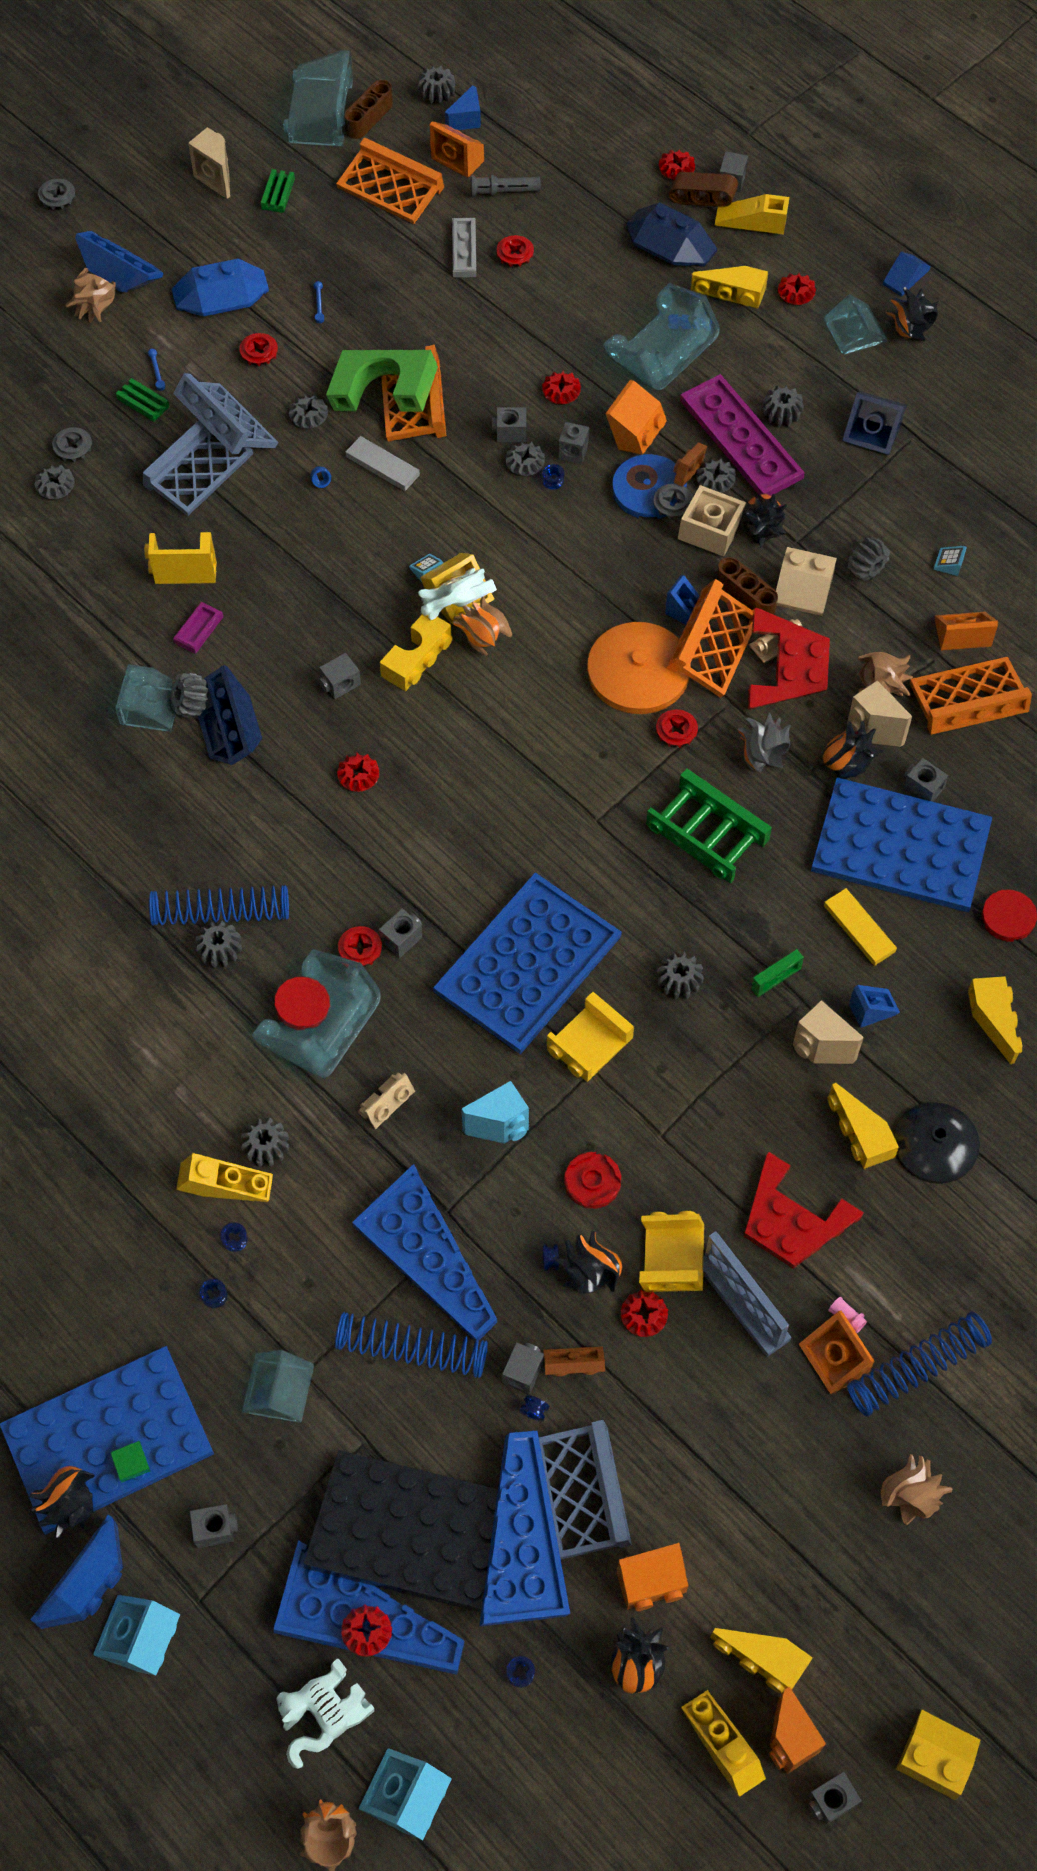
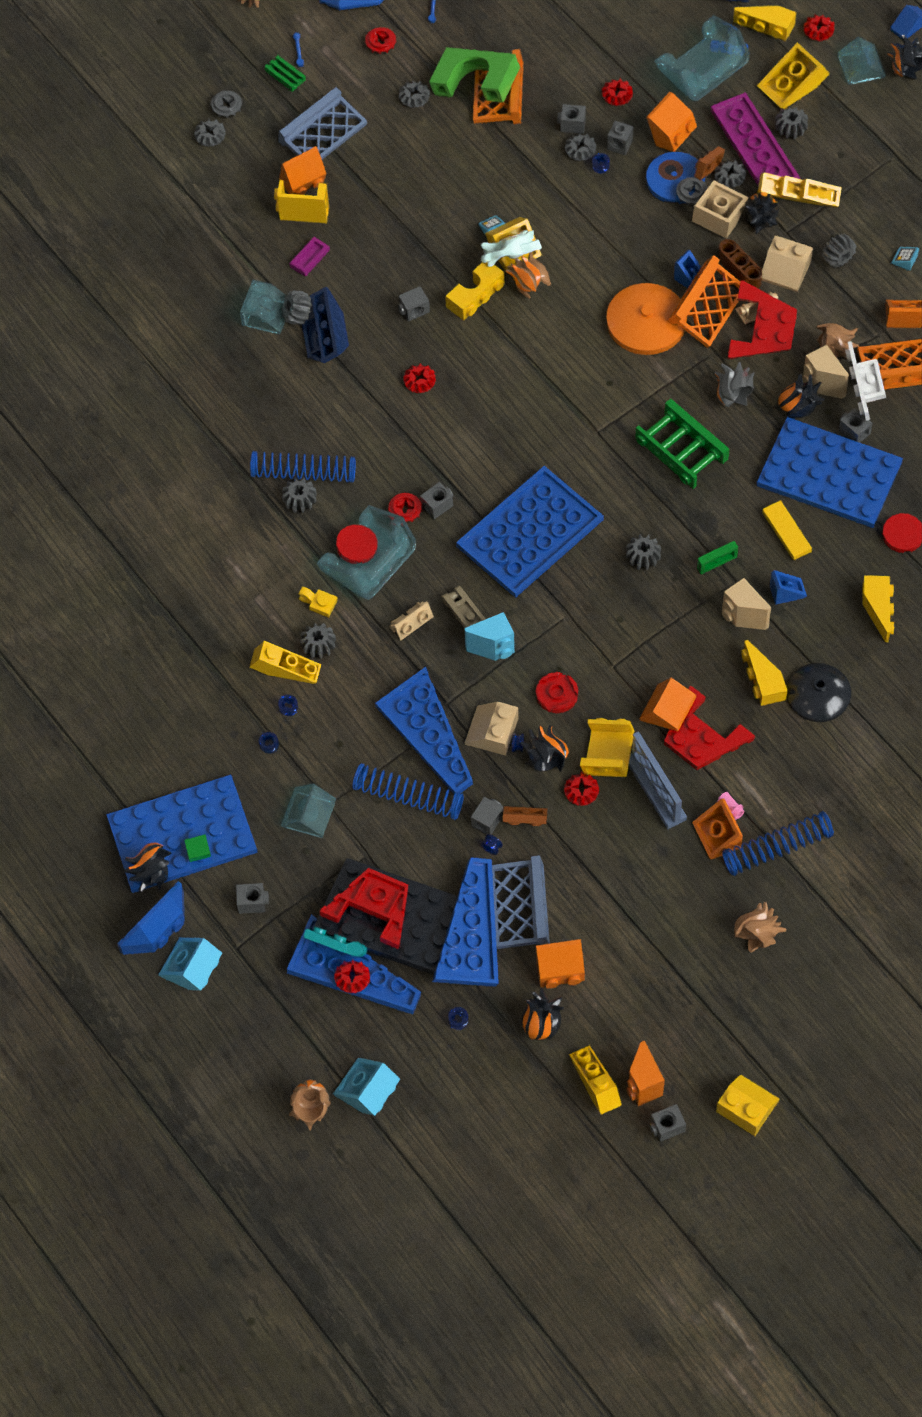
camera: 10 degrees right, 0 degrees up
(179, 520) = (303, 172): none -> orange slope
(223, 415) = (346, 91): sand blue fence -> none
(262, 1088) = (320, 602): none -> yellow plate
(325, 474) = (421, 145): blue hinge -> none
(328, 1709) = (320, 1027): light aqua animal -> none
(337, 1583) = (337, 942): none -> teal hinge
(382, 463) = (467, 140): light grey tile -> none
(388, 1507) = (377, 896): none -> red wing
(455, 1077) = (464, 609): none -> dark tan plate
(513, 1239) = (493, 727): none -> tan slope
(590, 1038) = (569, 591): yellow panel -> none
(677, 718) = (670, 360): red gear -> none
(743, 1183) = (668, 705): none -> orange slope
(770, 1656) = (633, 1025): yellow slope -> none
(776, 350) = (793, 77): none -> yellow slope
(807, 488) = (800, 190): none -> yellow slope
(874, 422) = (863, 142): dark blue slope -> none
(935, 719) = (868, 379): none -> white bracket

